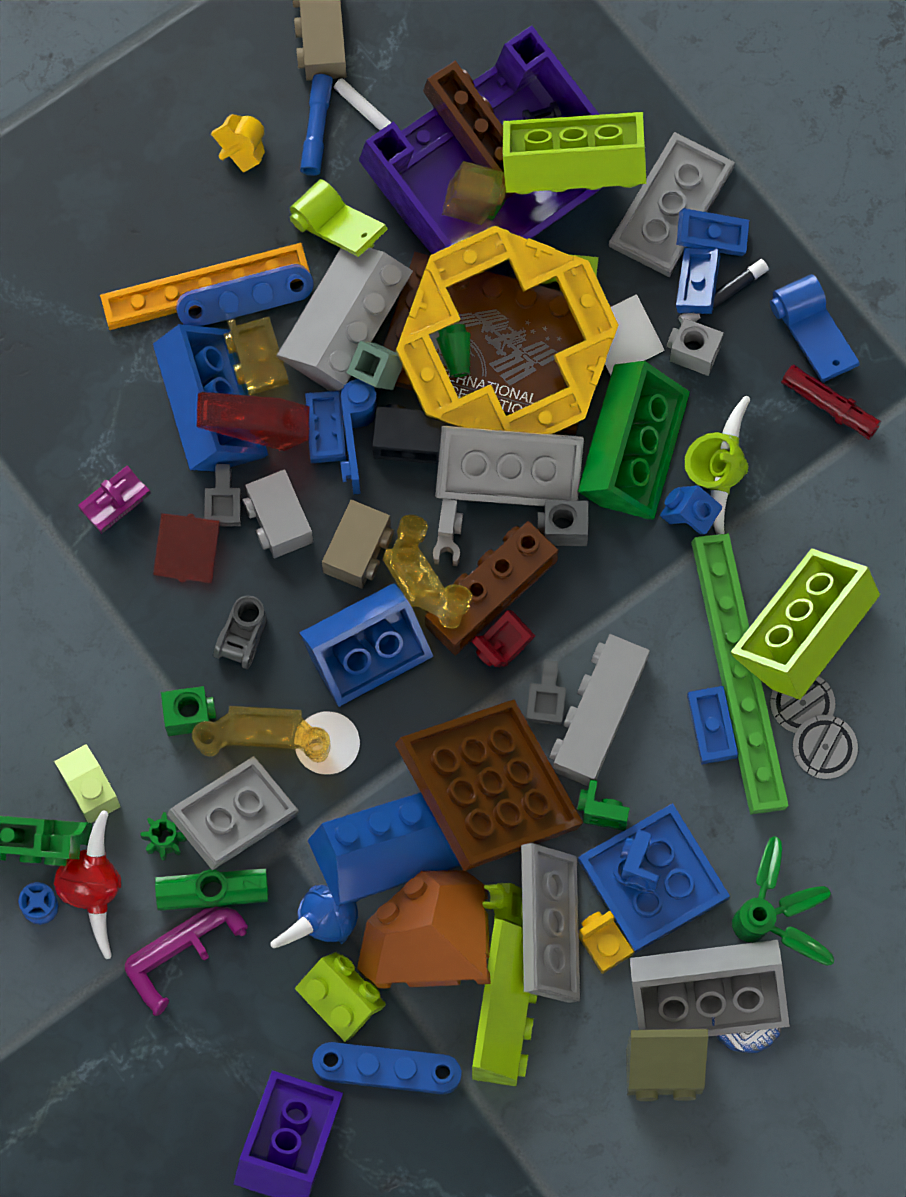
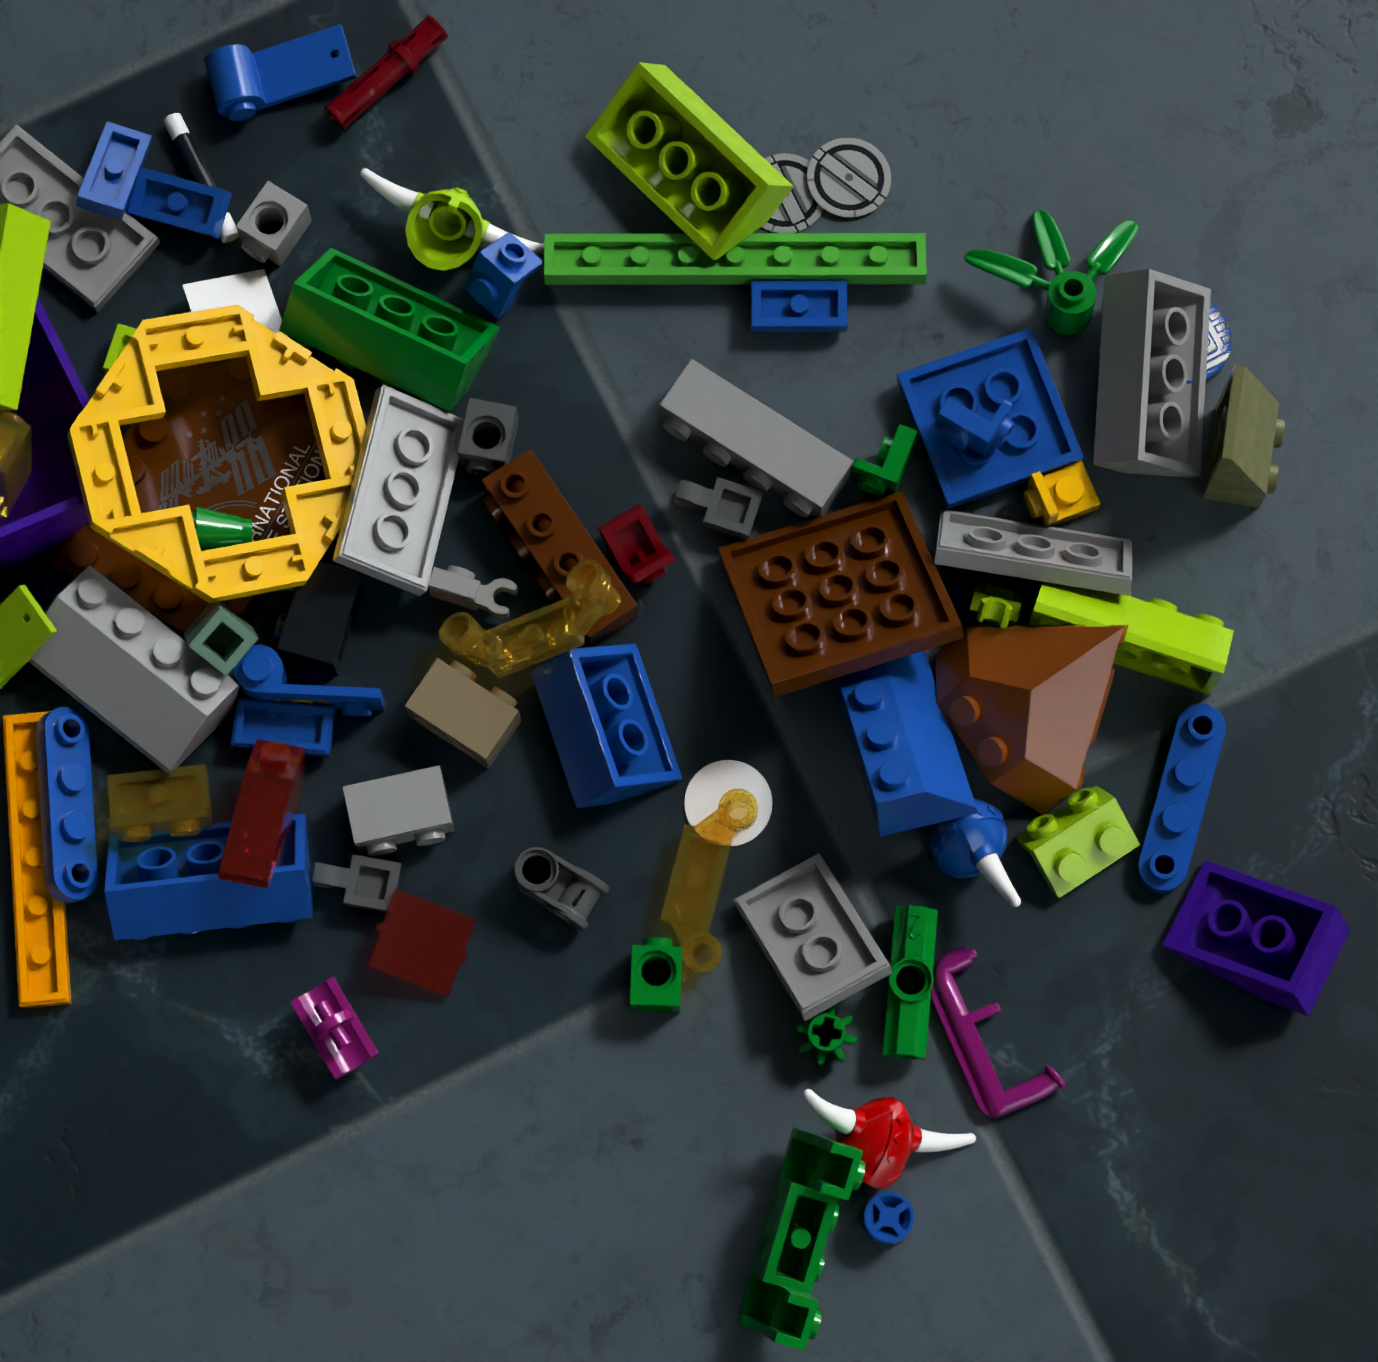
camera: 80 degrees left, 5 degrees up
(87, 783) = (730, 1128): yellowish green slope -> none

